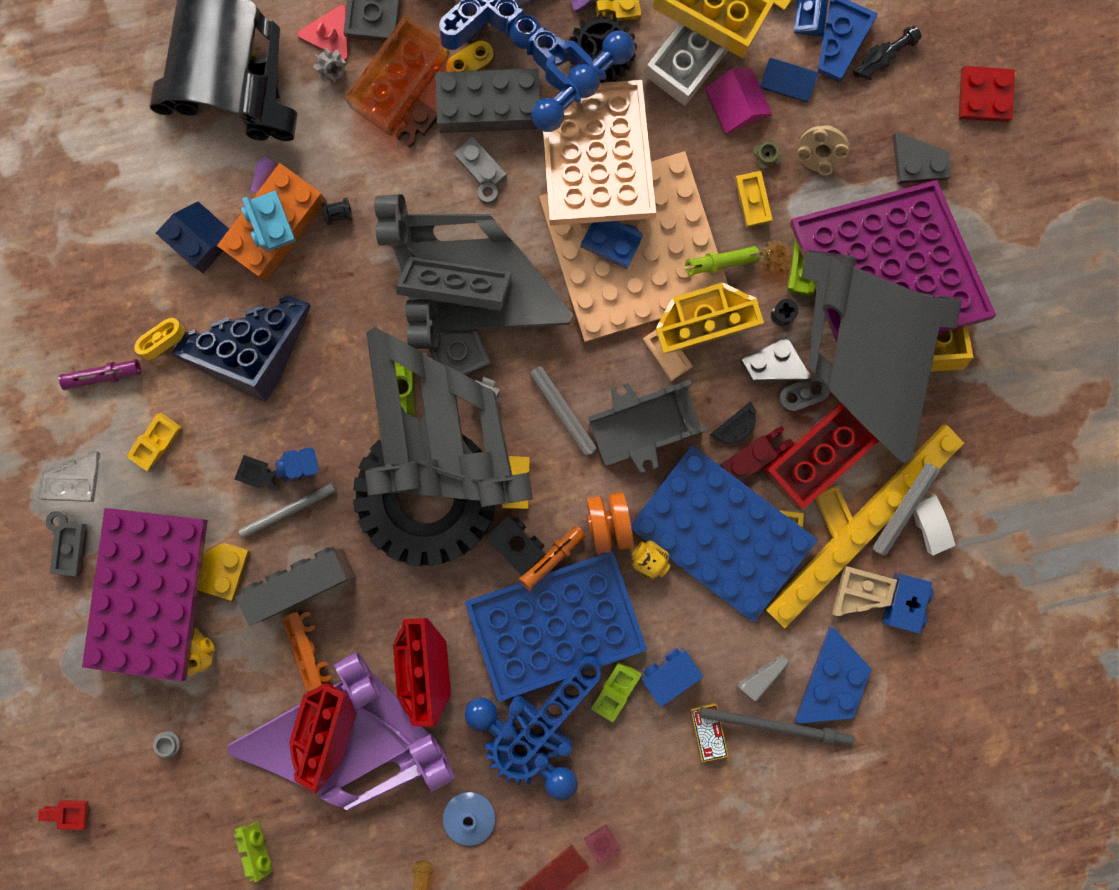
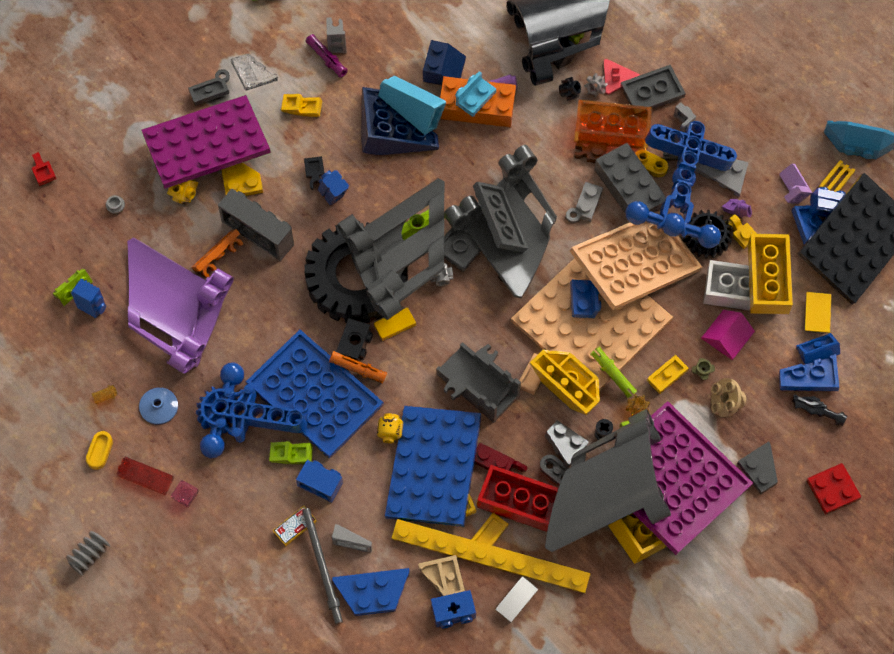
camera: 65 degrees right, 20 degrees down
(82, 350) = (336, 37): none -> light grey hinge
(159, 339) = (367, 76): yellow plate -> none
(231, 304) = (413, 103): none -> medium azure slope
(285, 844) = (88, 298): none -> blue brick
(287, 510) = (300, 200): light grey bar -> none
(317, 99) = (569, 88): none -> black gear
(320, 735) = (170, 285): red wedge -> none
(337, 211) = (506, 134): black bush -> none
(421, 671) = (243, 325): red wedge -> none
(563, 411) = (457, 329): light grey axle -> none
(607, 523) = (400, 387): orange wheel -> none
(737, 426) = (510, 441): black tile -> none
(788, 79) = (761, 357): blue slope -> none
(905, 509) = (516, 572): light grey axle -> none

